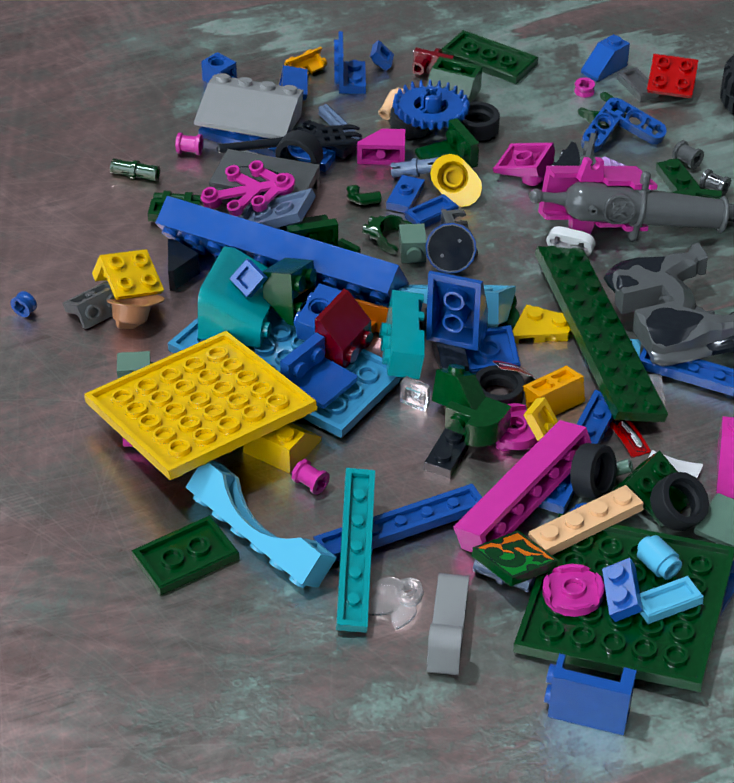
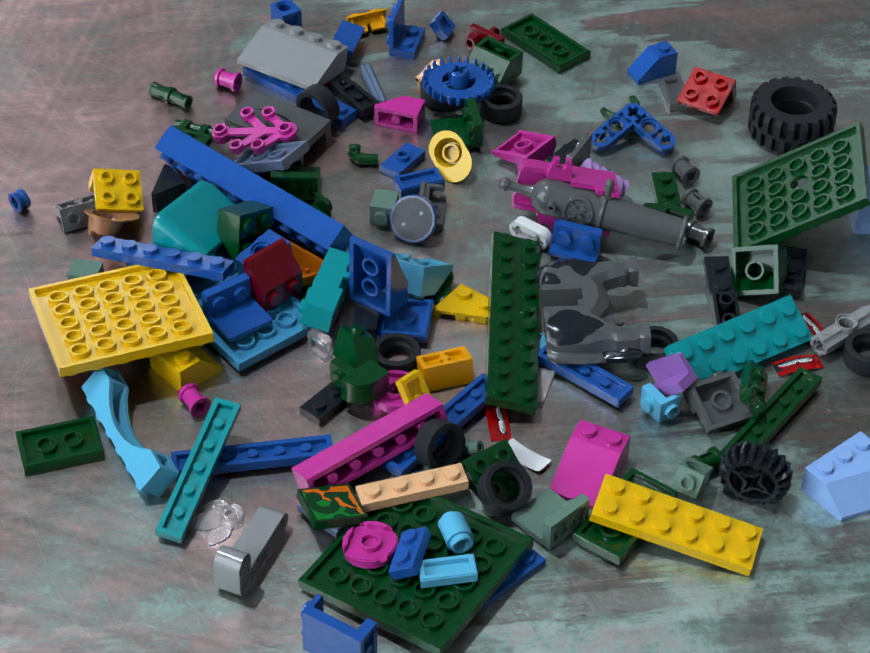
camera: 15 degrees right, 0 degrees up
(216, 334) = (163, 258): none -> blue plate
(248, 278) = (205, 212): tile -> none
(273, 142) = (343, 94): black piece -> none
(378, 226) = (364, 186): dark green helmet -> none
(414, 167) = (420, 137): sand blue pin -> none
(508, 366) = (417, 338): sticker -> none
(584, 87) = (621, 83): dark pink bush -> none
(621, 241) = (576, 241): none -> blue bracket

